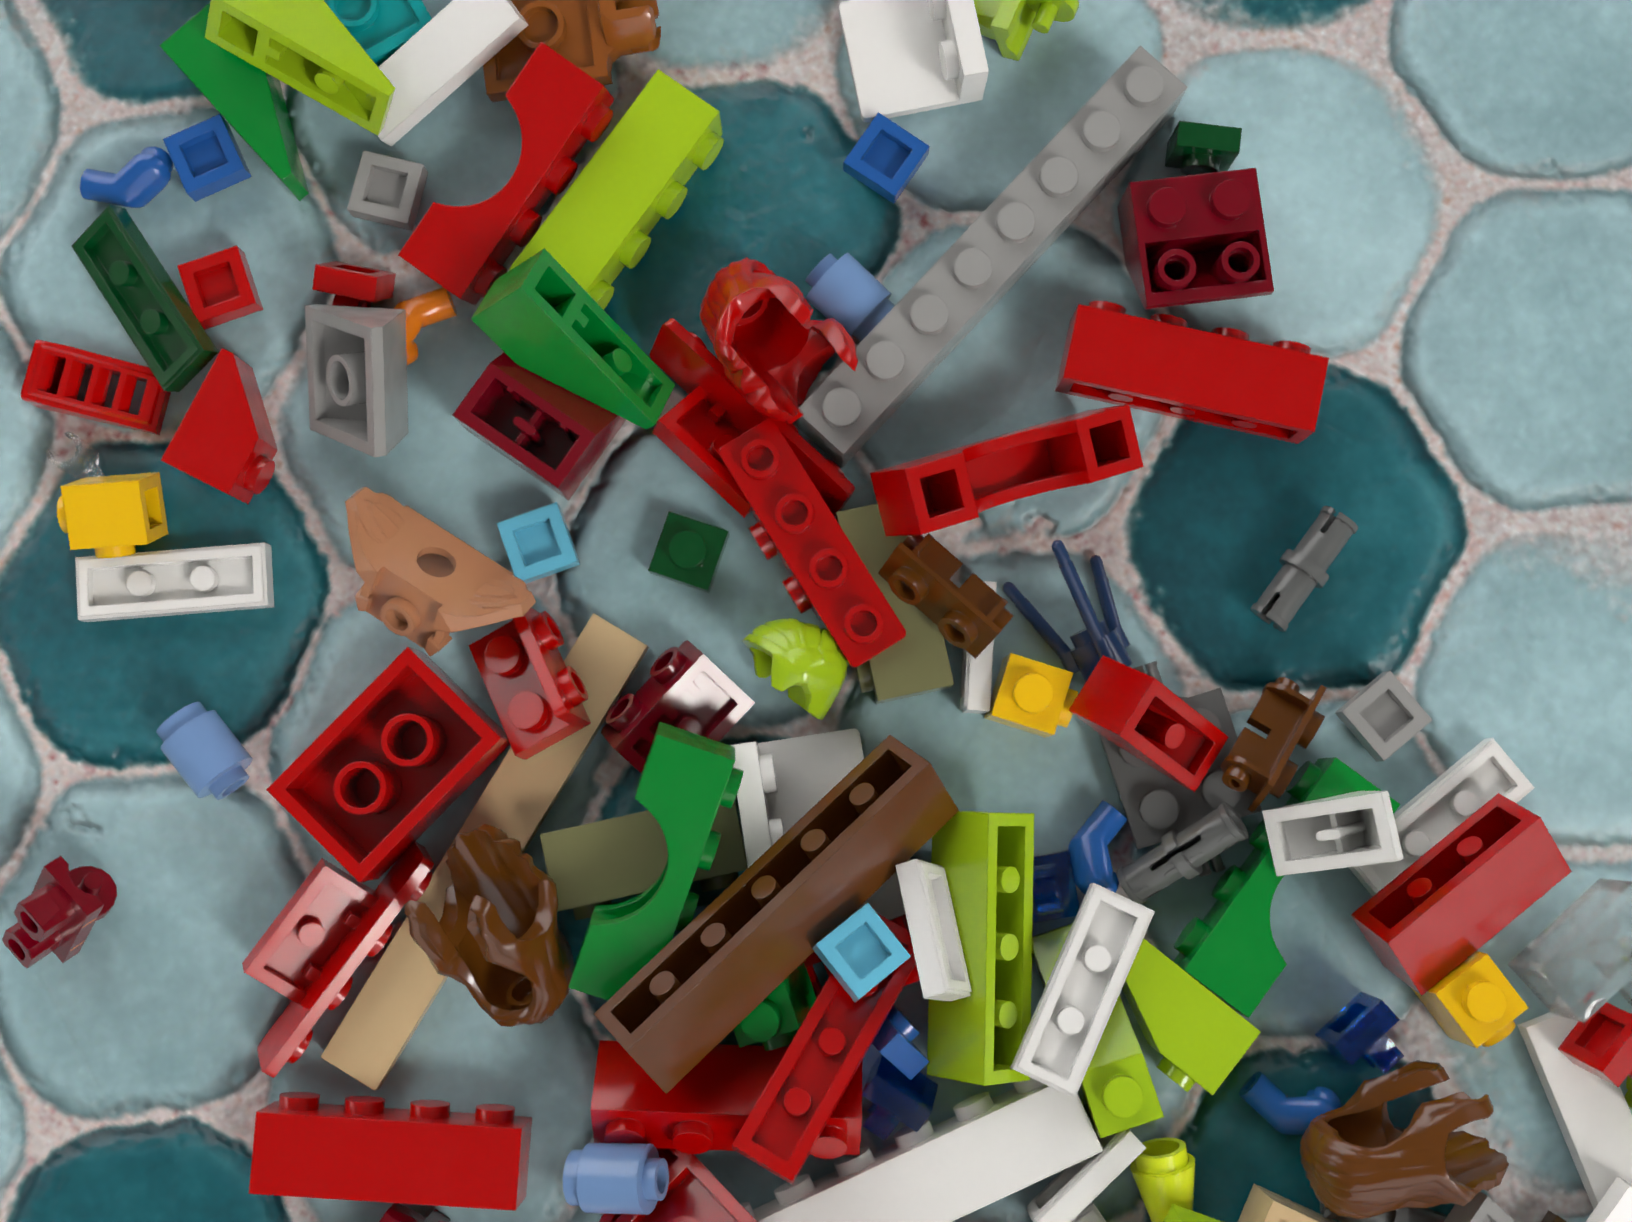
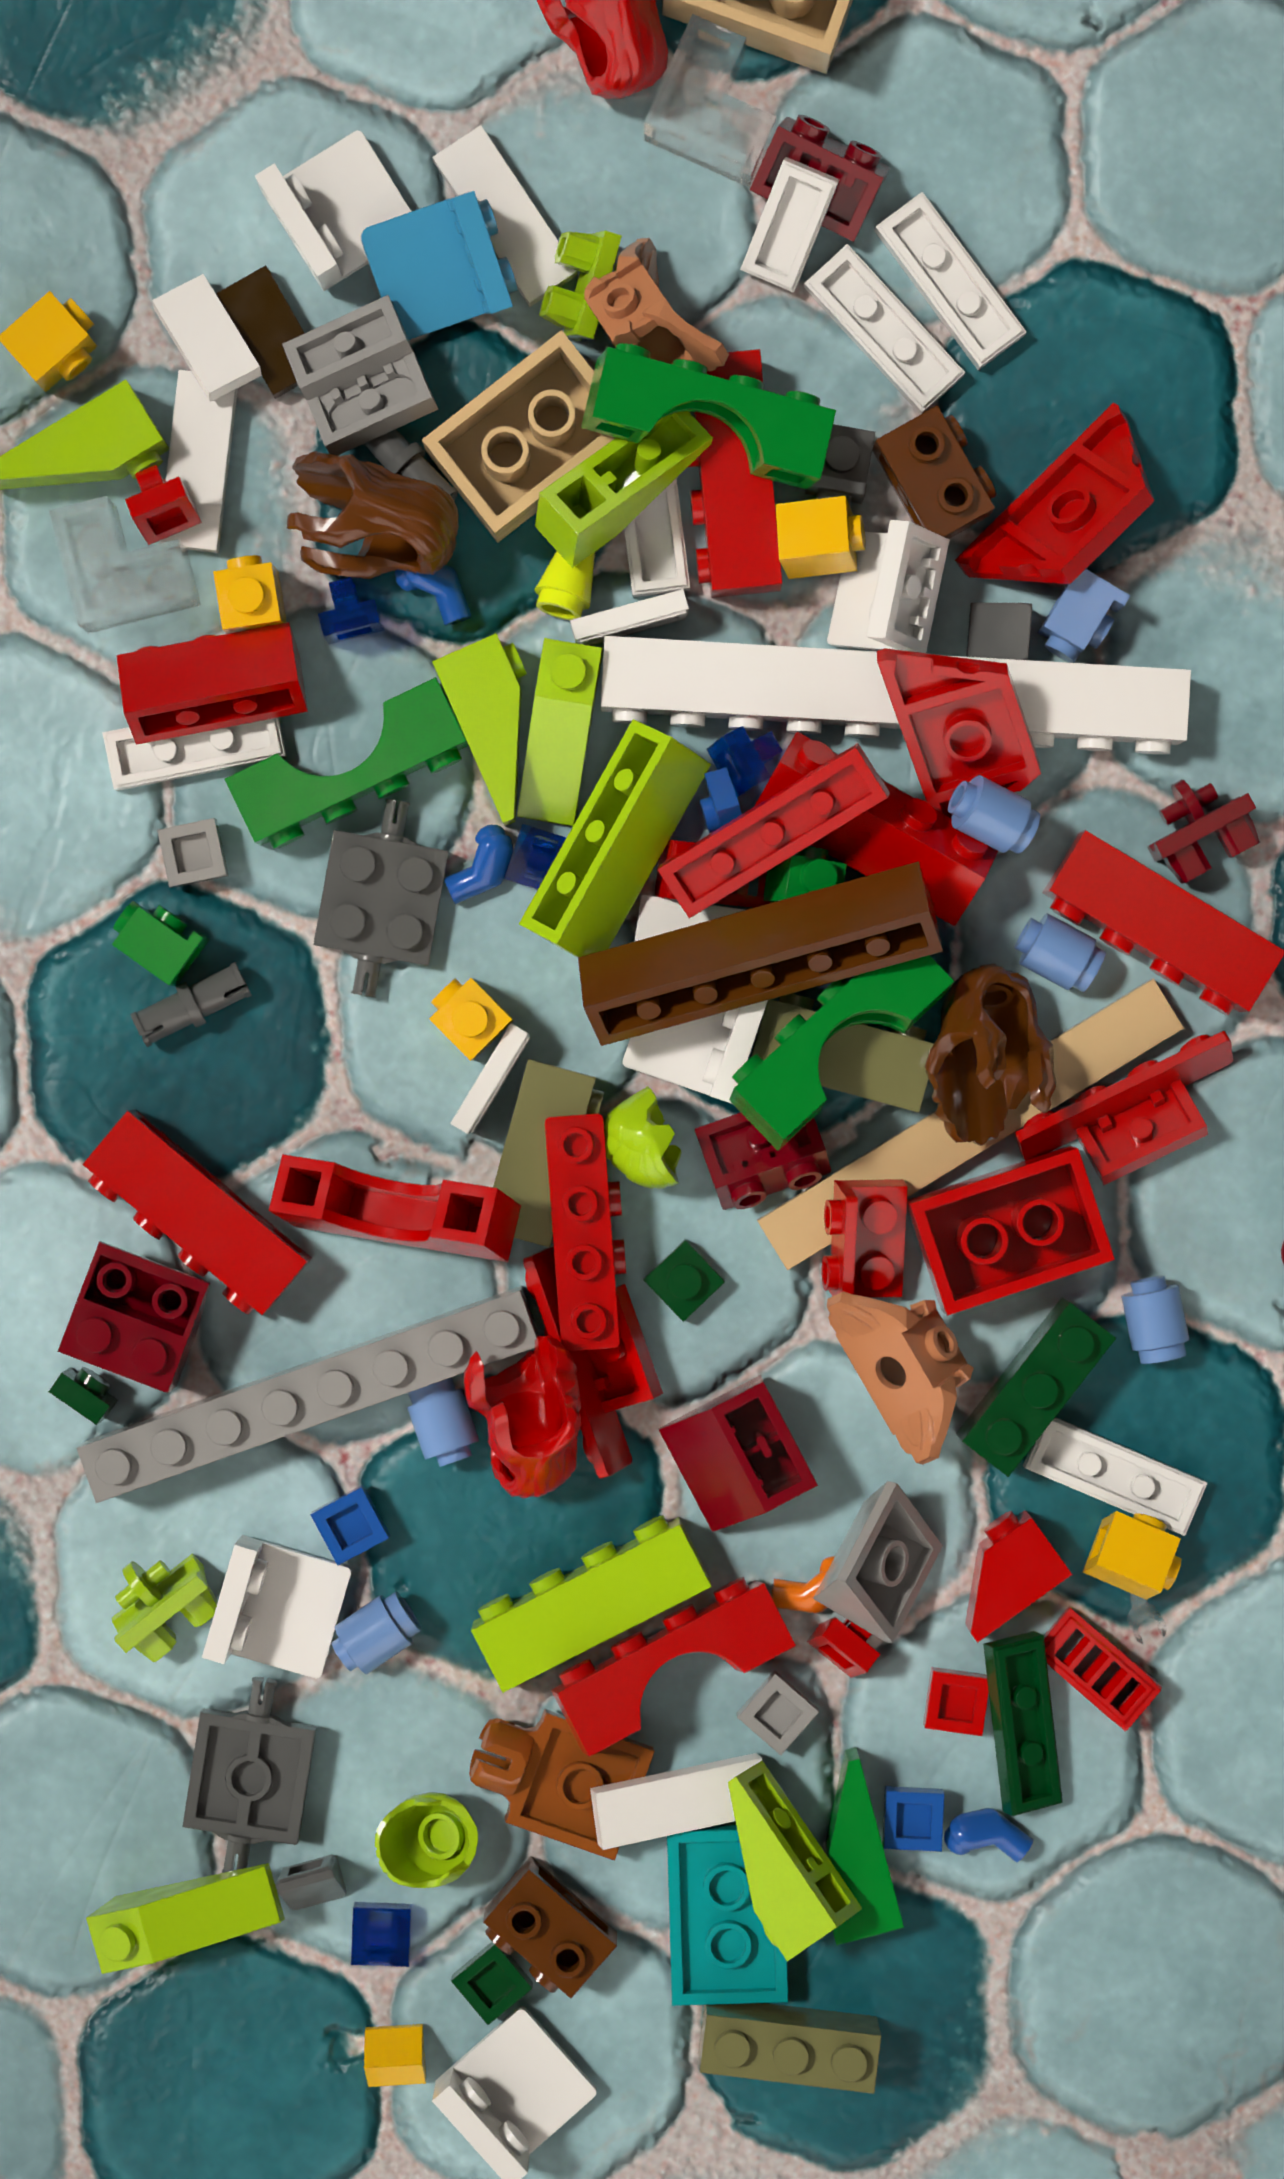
camera: 155 degrees left, 5 degrees up
(290, 624) = (1035, 1386): none -> dark green brick
(481, 1067) = (1059, 953): none -> medium blue brick
(538, 543) = (802, 1350): medium azure plate -> none
(567, 338) = (691, 1498): green slope -> none
(808, 70) = (375, 1633): none -> medium blue brick
(861, 952) = (713, 889): medium azure plate -> none
(921, 577) = (492, 1109): reddish brown hinge -> none
(933, 930) = (647, 875): white tile -> none
(1082, 990) = (555, 768): white tile -> none
(1098, 637) = (394, 1027): dark blue plant -> none
(1149, 722) = (389, 947): red slope -> none
(1182, 853) = (417, 830): dark grey pin -> none
(1264, 763) = (314, 868): reddish brown hinge -> none
(1333, 833) = (297, 788): white slope -> none
(1369, 611) = (158, 942): none -> green brick

